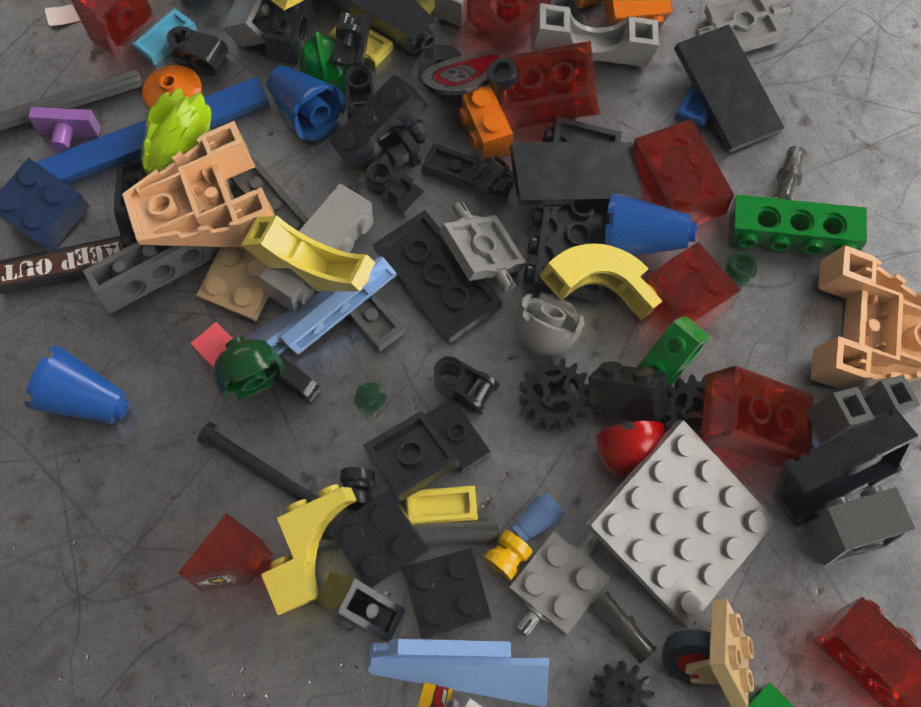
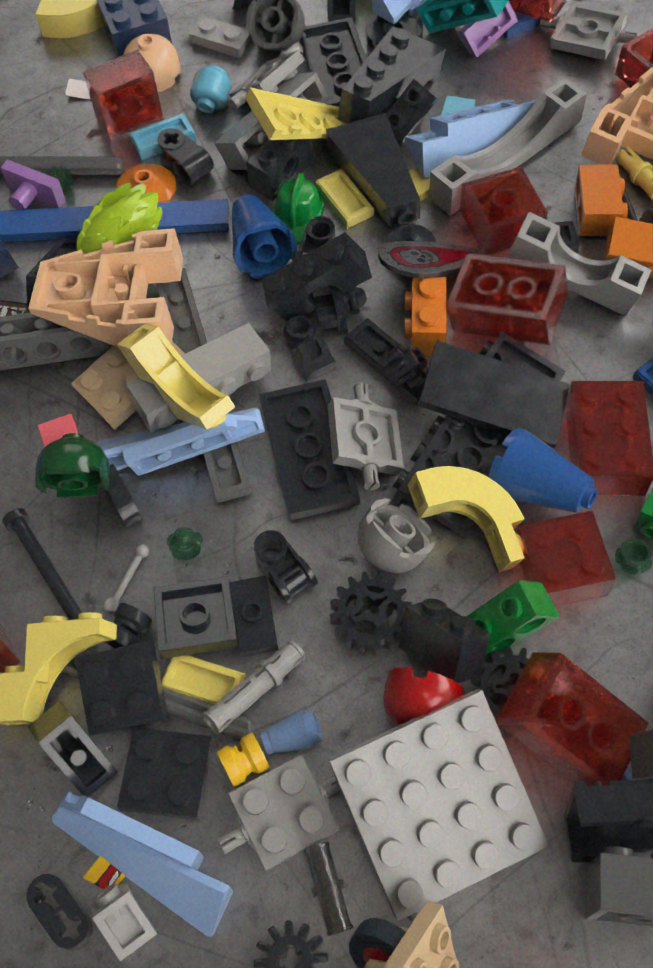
camera: 25 degrees right, 5 degrees down
(88, 103) = (64, 178): none -> clear green plate
(330, 473) = (112, 603): none -> light grey hinge
(351, 39) = (330, 191): black hips -> none
(494, 480) = (266, 676): none -> light grey pin
(502, 74) = (461, 270): black tile -> none

